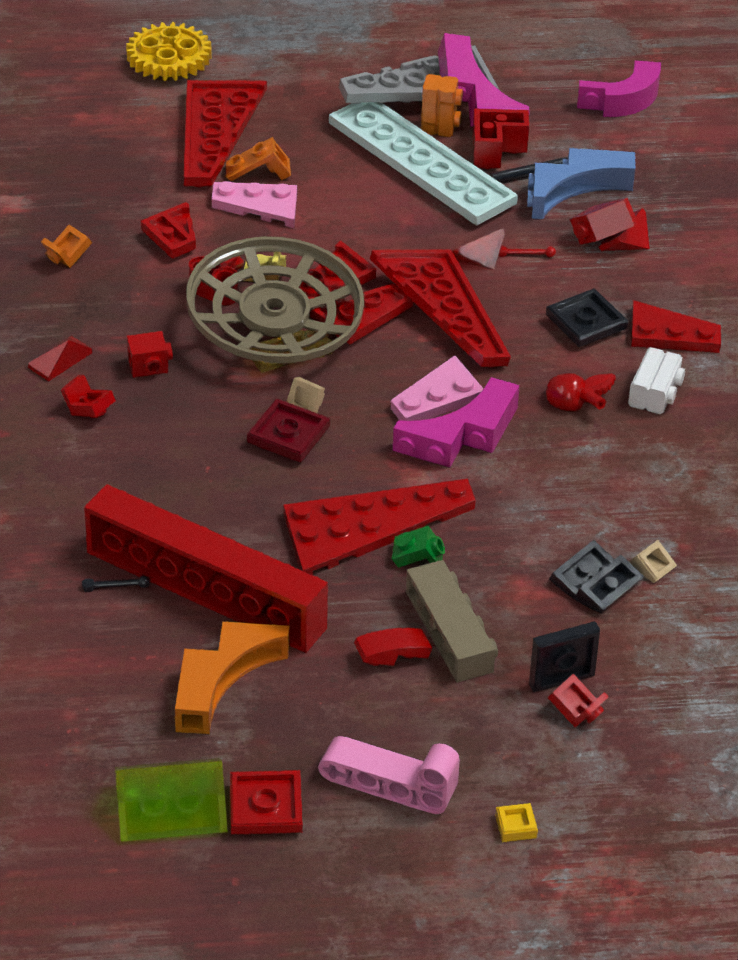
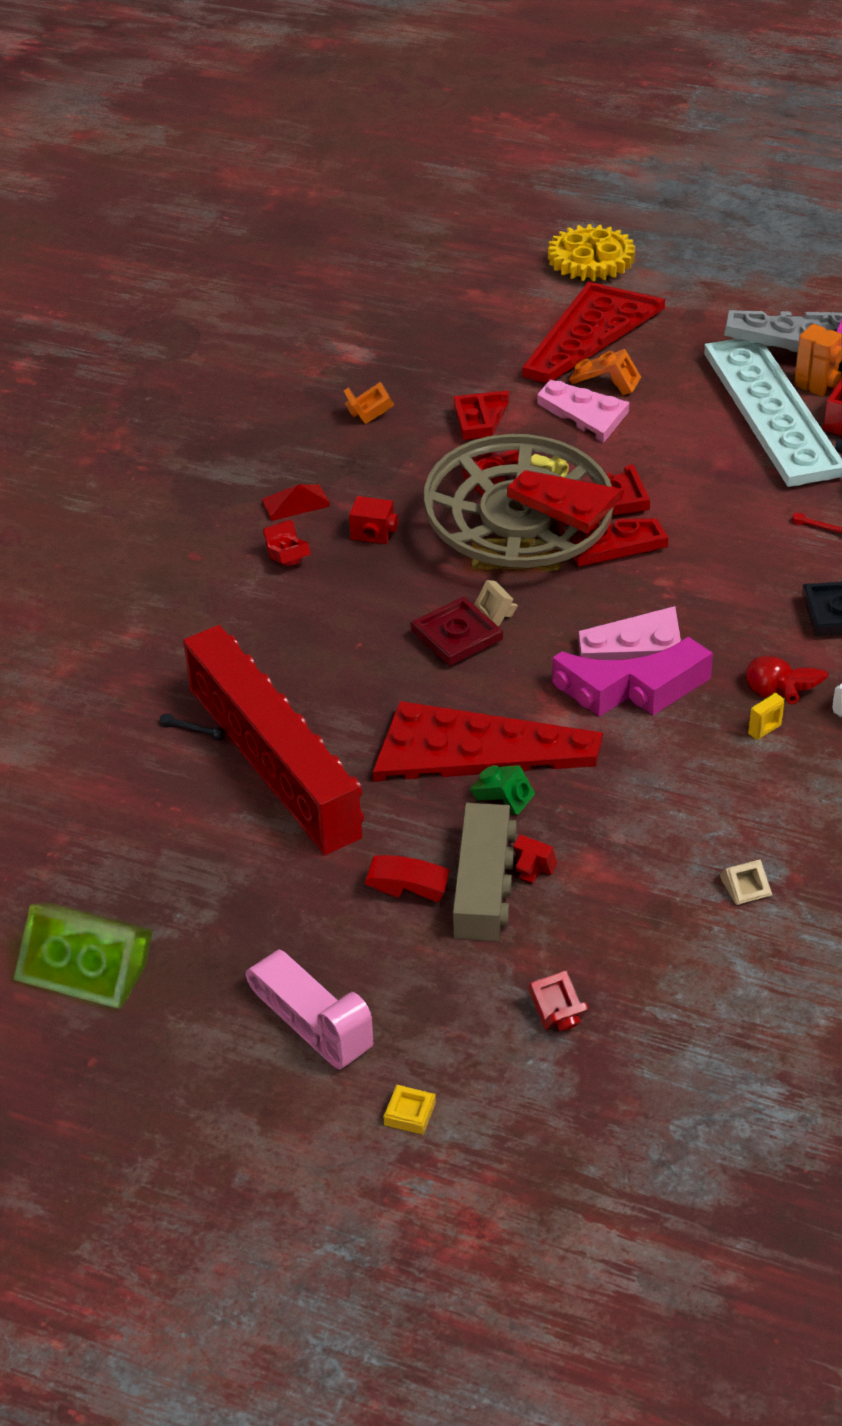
camera: 30 degrees right, 0 degrees up
(210, 673) = (206, 844): orange arch -> none
(266, 802) = (171, 992): red plate -> none
(317, 287) = (565, 499): none -> red wing
(444, 293) = (702, 546): red wing -> none
(482, 251) = (772, 512): clear red slope -> none
(483, 596) = (533, 858): none -> red tile
(563, 654) = (568, 946): black plate -> none
(587, 425) = (766, 716): none -> yellow tile
(596, 577) = (672, 877): black slope -> none

